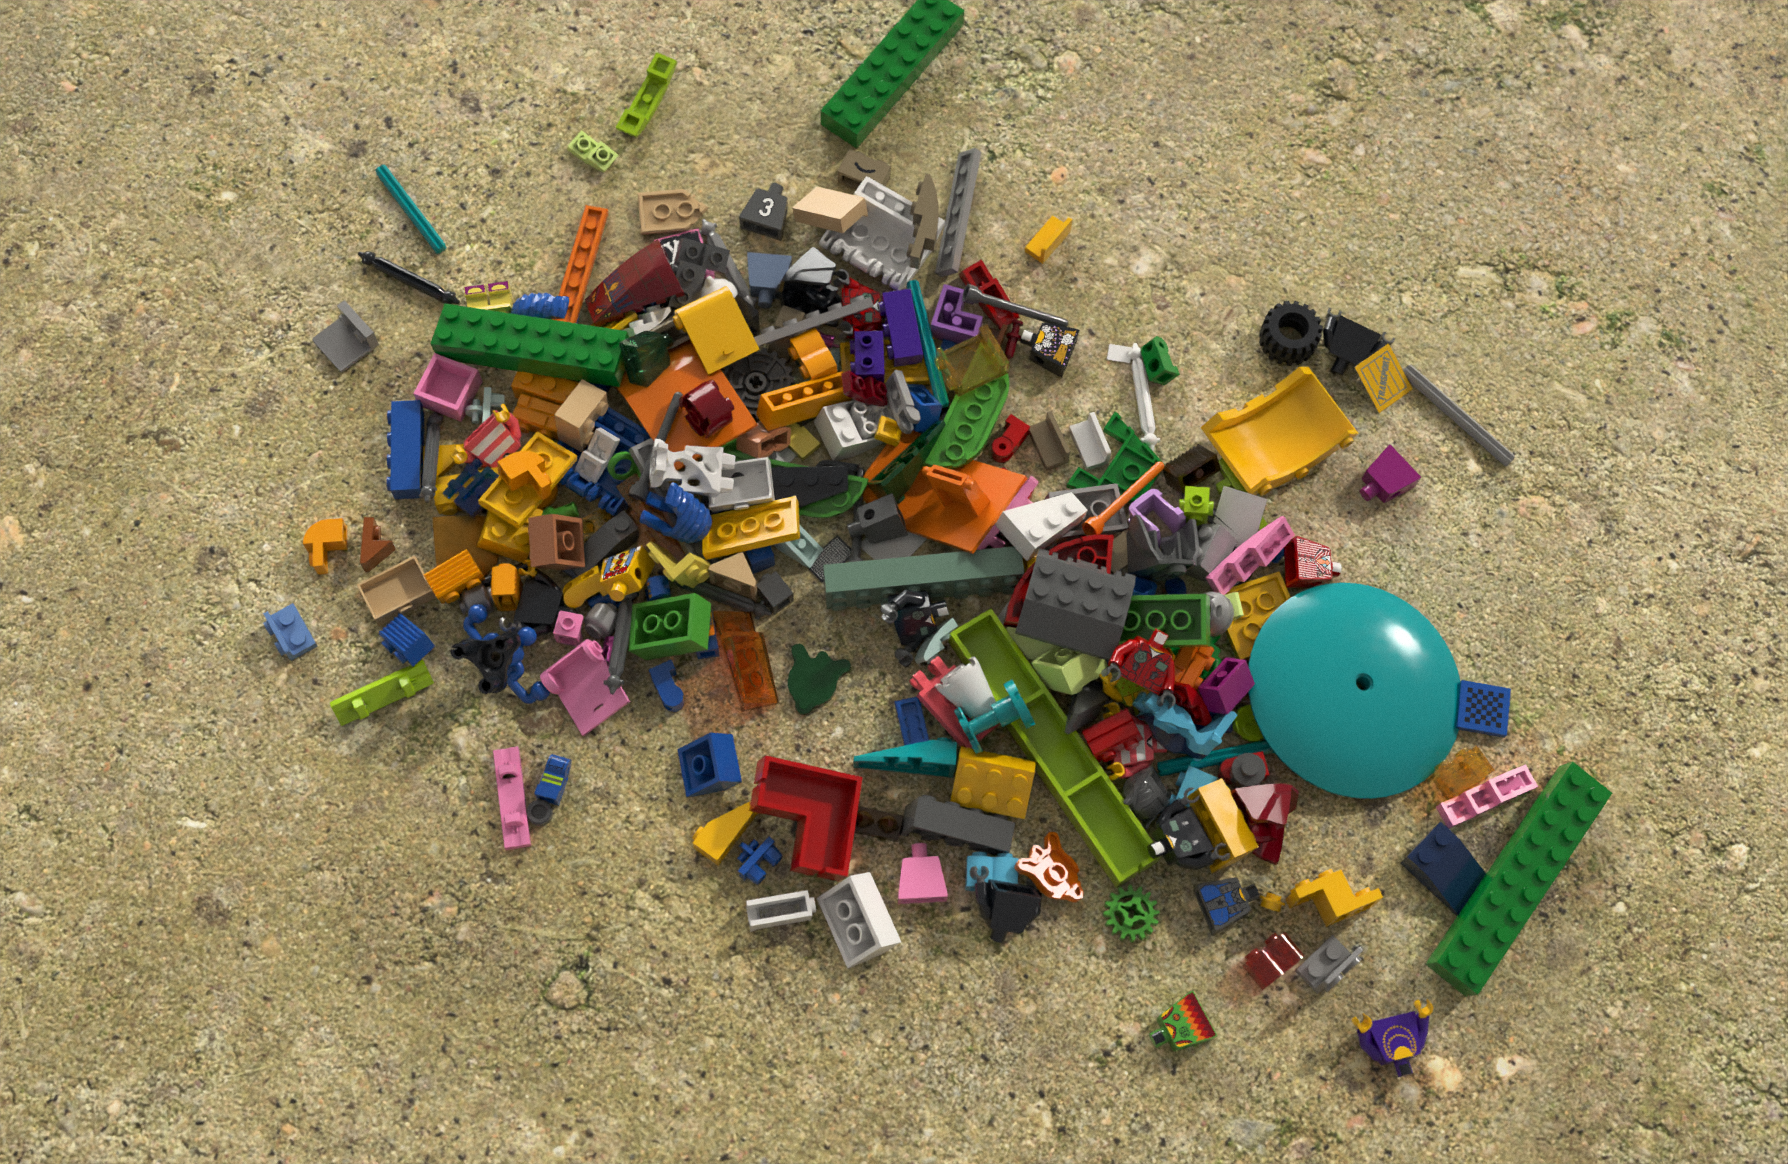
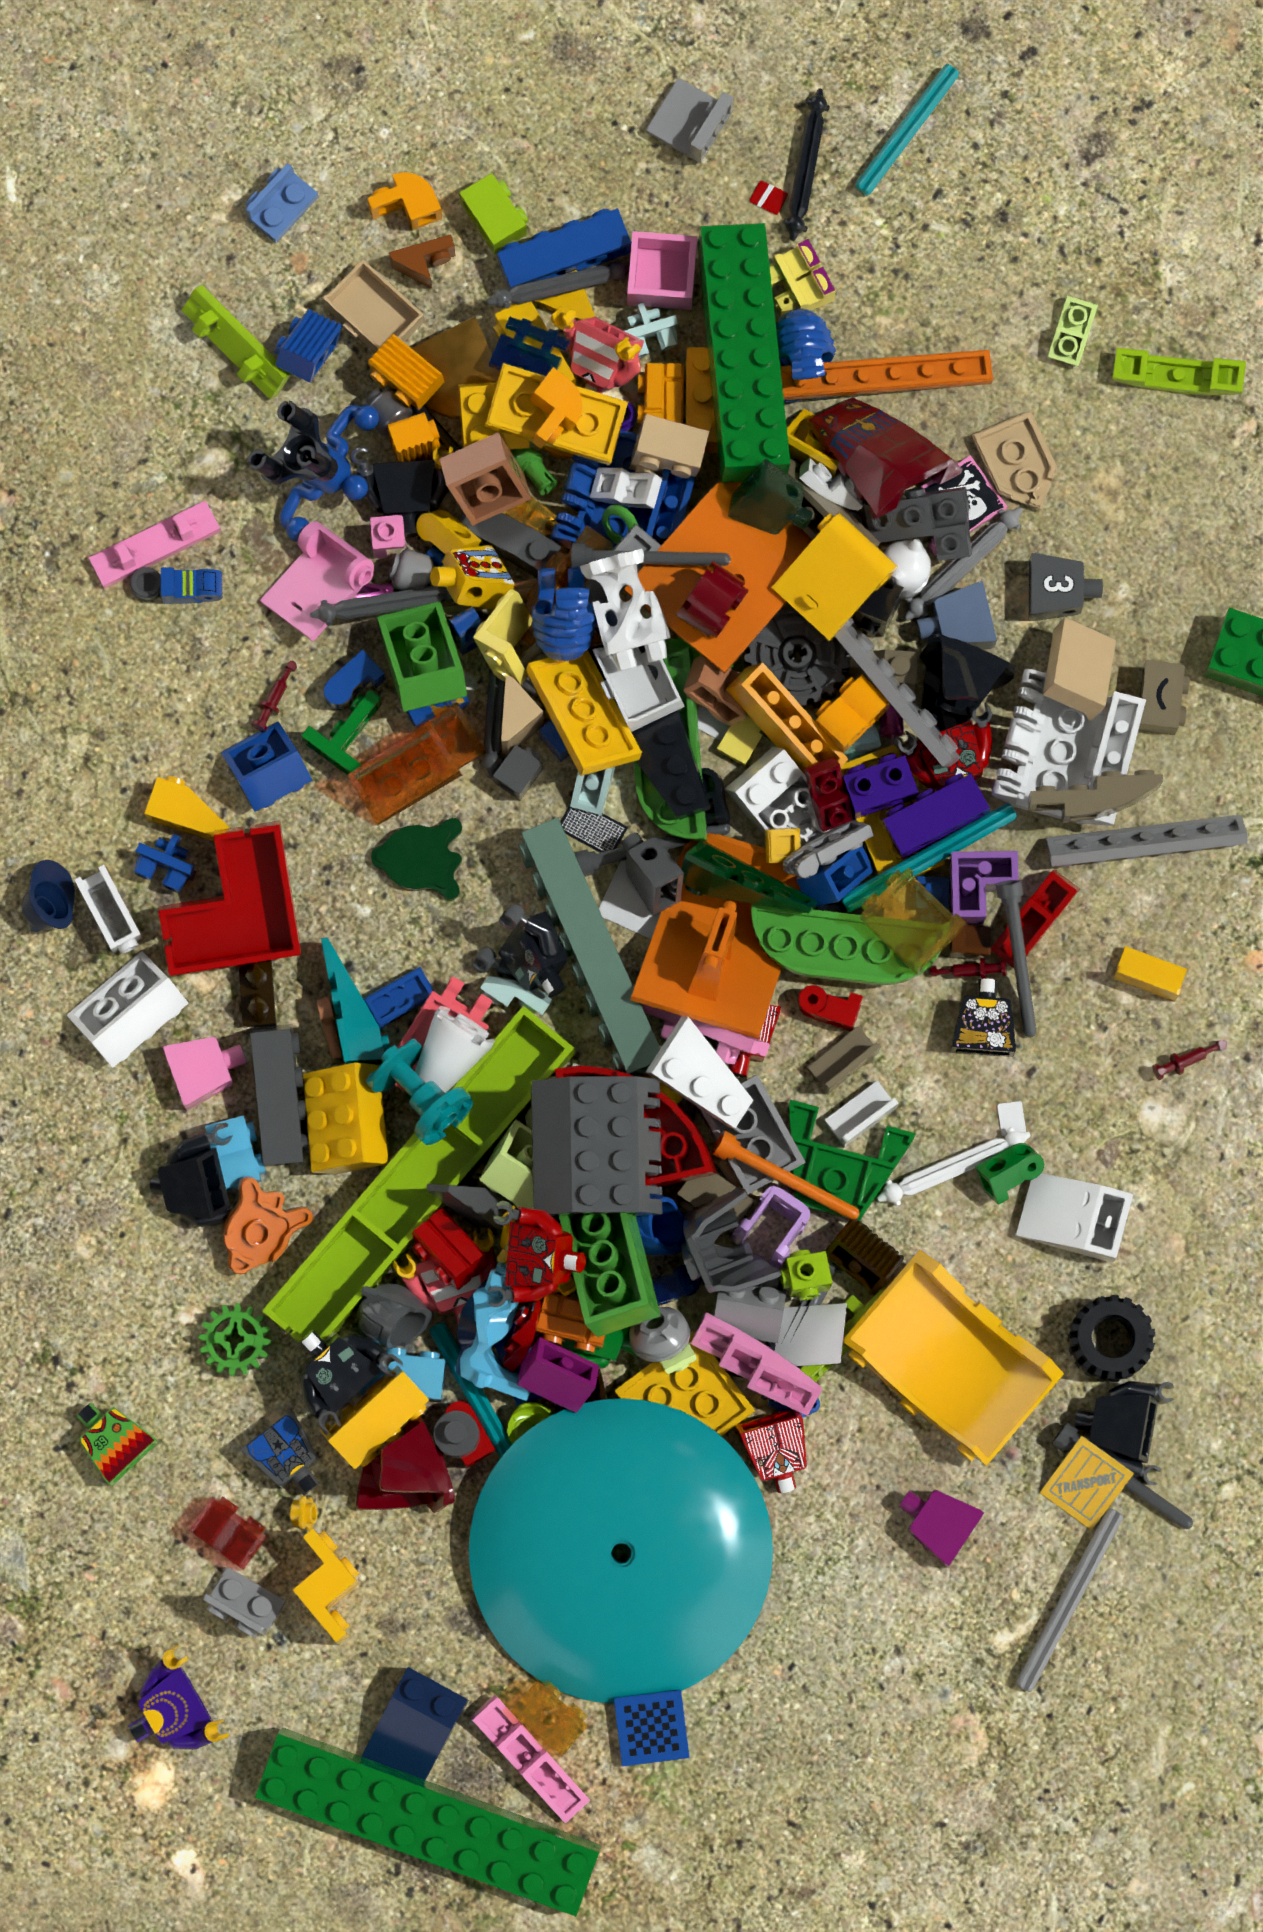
camera: 75 degrees right, 10 degrees up
(358, 487) = (493, 212): none -> lime brick
(421, 310) = (768, 197): none -> red sticker
(665, 751) = (269, 706): none -> dark red piece
(714, 713) = (344, 733): none -> green bracket
(757, 952) = (49, 897): none -> dark blue piece
(908, 777) = (330, 1028): none -> nougat bar
(1113, 240) = (1178, 1063): none -> dark red piece
(1201, 329) = (1075, 1216): none -> white slope
(1350, 382) = (1068, 1437): none -> dark grey piece

